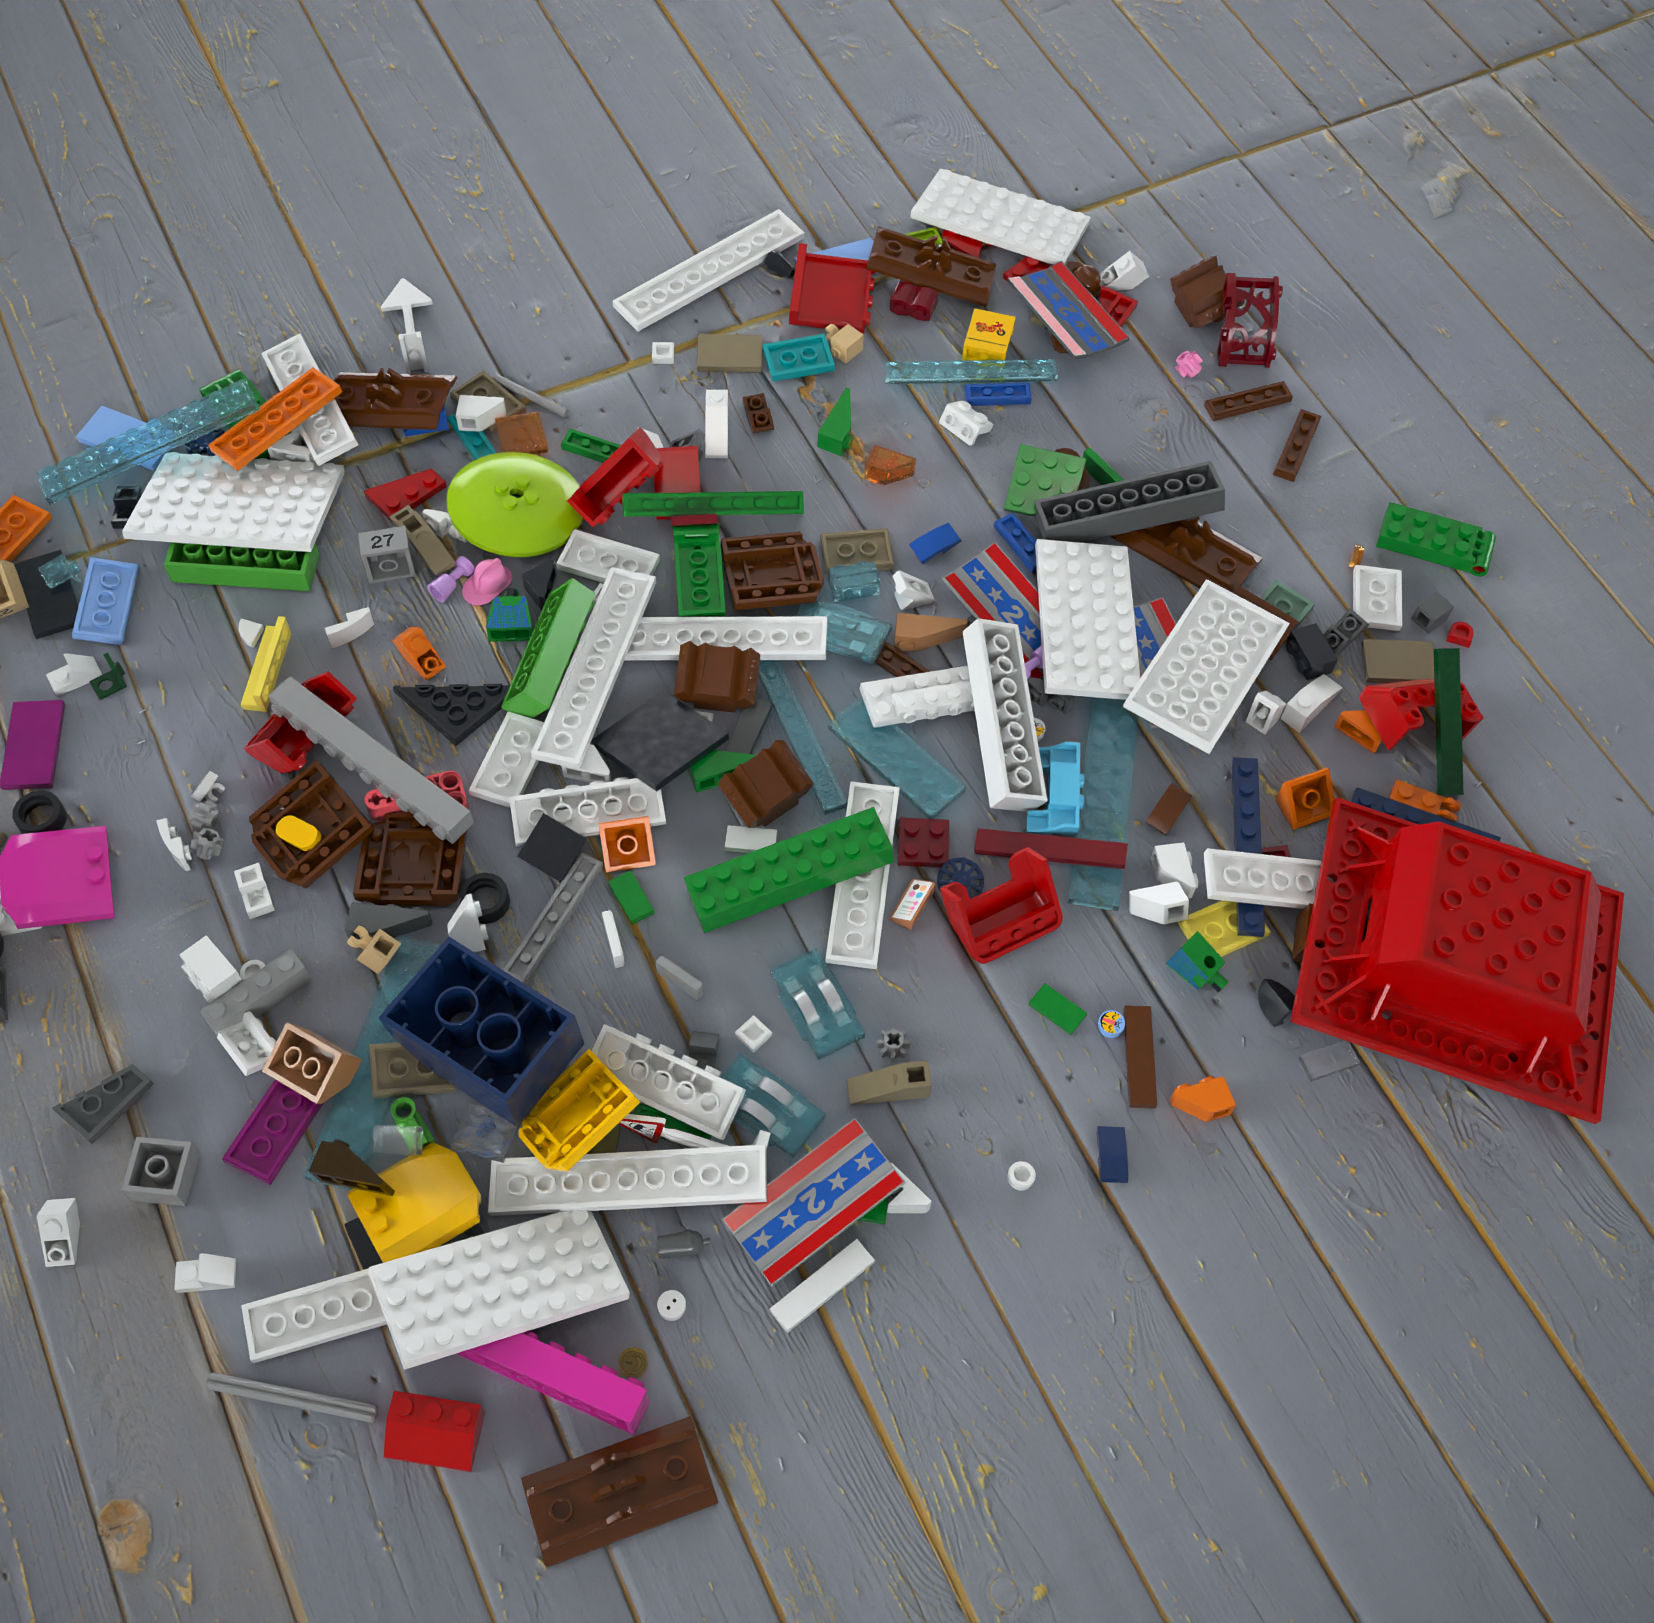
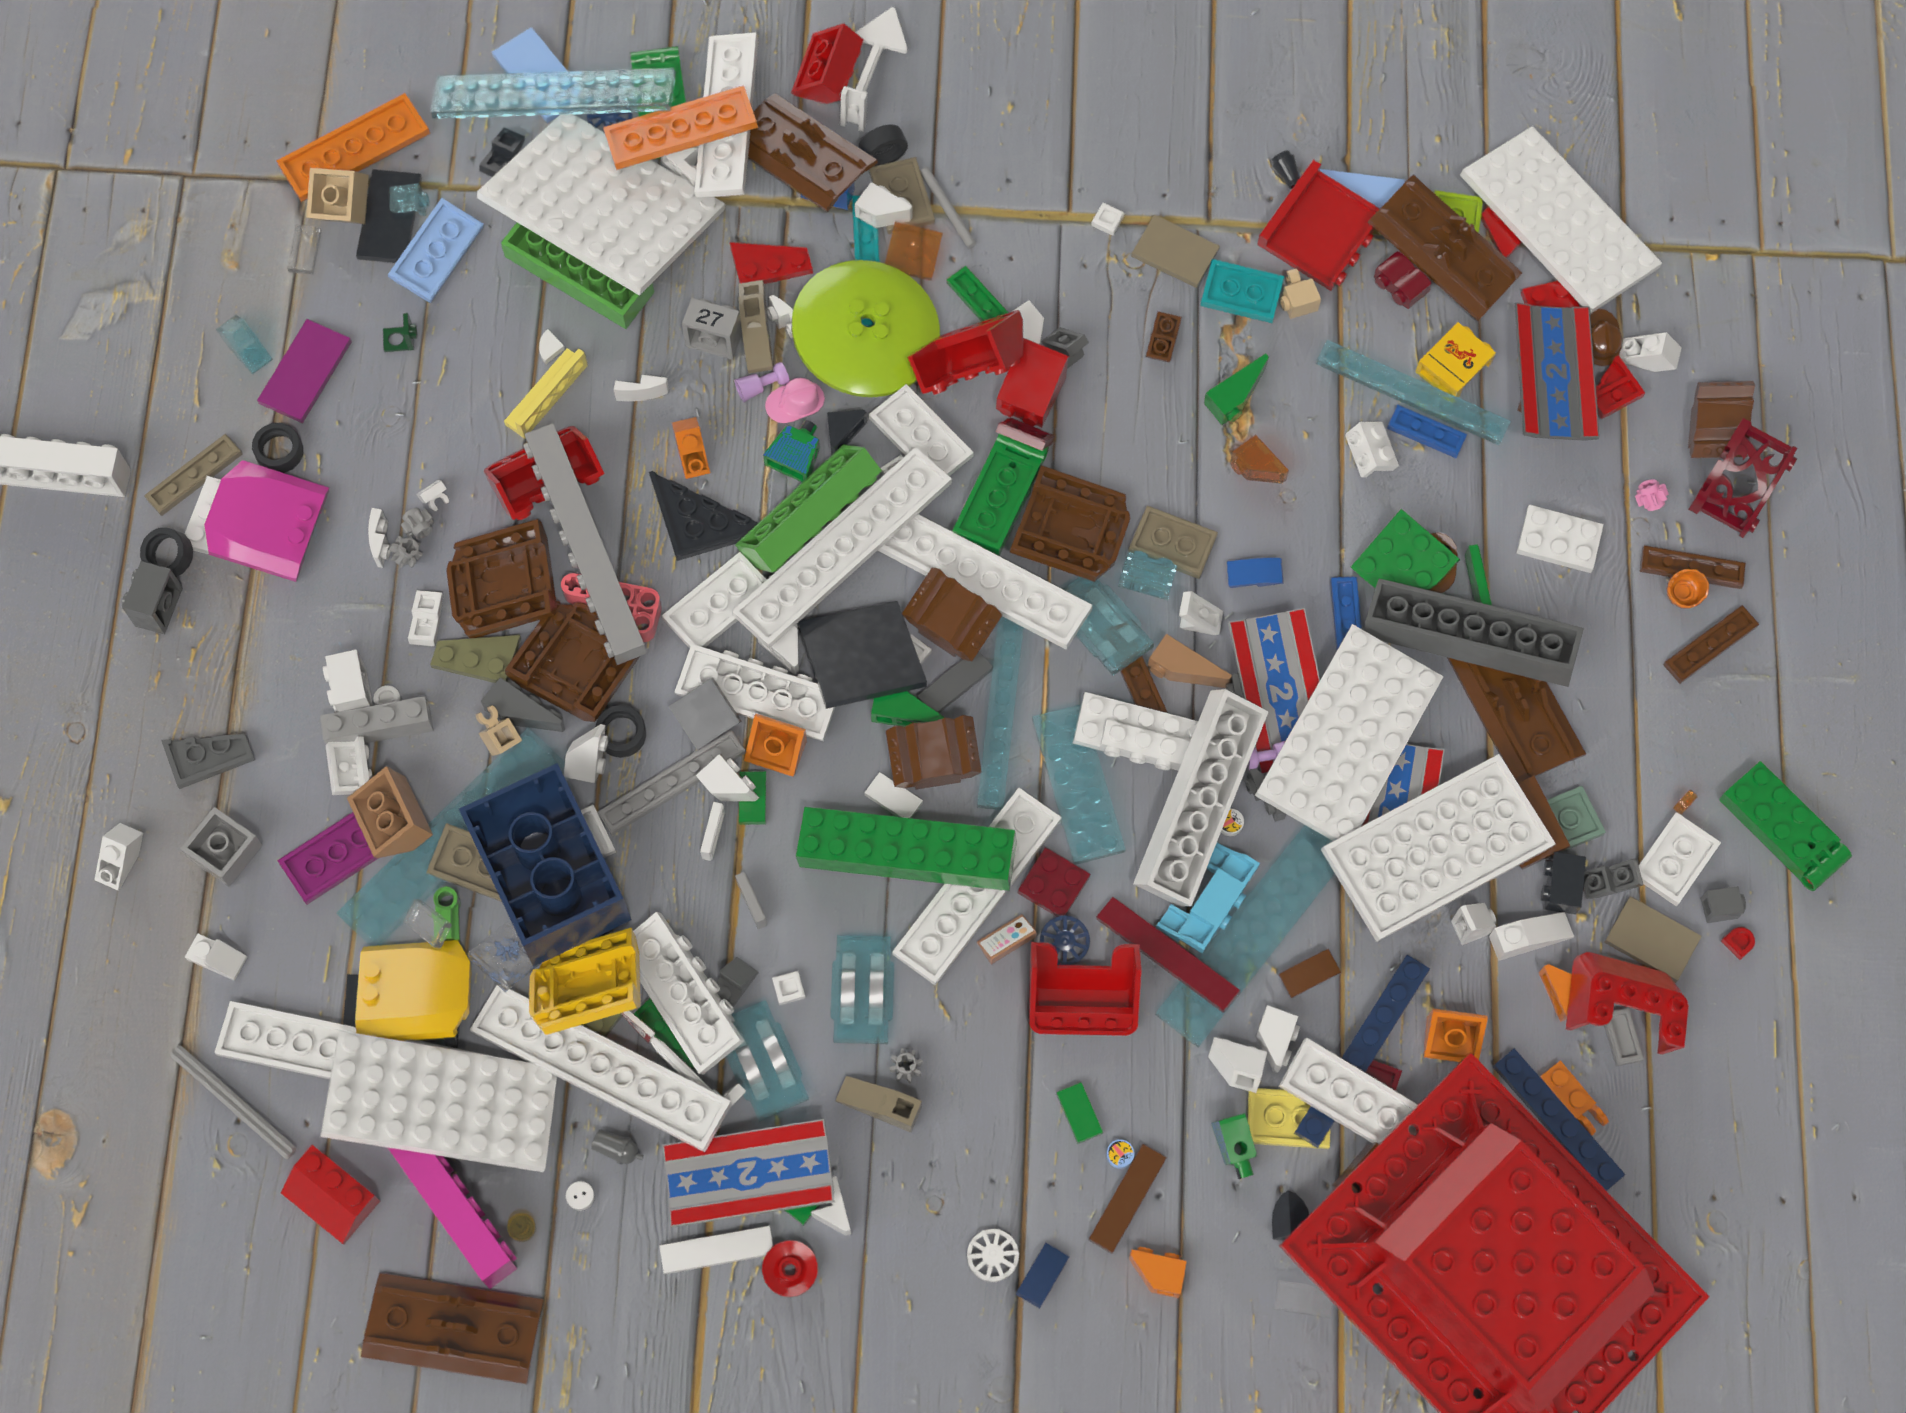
camera: 30 degrees right, 10 degrees up
(74, 675) = (373, 315): white slope -> none
(298, 833) = (488, 582): yellow tile -> none
(319, 901) = (476, 657): none -> olive wing
(342, 1167) = (368, 924): dark brown slope -> none
(373, 334) = (828, 64): none -> red slope
(447, 362) = (884, 144): none -> black tyre
(603, 893) = (725, 783): none -> white slope
(707, 270) = (1210, 140): white plate -> none
(712, 503) = (1054, 424): green tile -> none
(716, 424) = (1113, 330): white slope -> none
(902, 1252) = (787, 1254): none -> red dish
(1021, 1176) = (949, 1249): white tile -> none
(1060, 1160) = (992, 1255): none -> white wheel
(1142, 423) = (1560, 538): none -> white plate
(1257, 412) = (1687, 588): none -> orange hair
(1448, 721) = (1642, 1033): dark green tile -> none

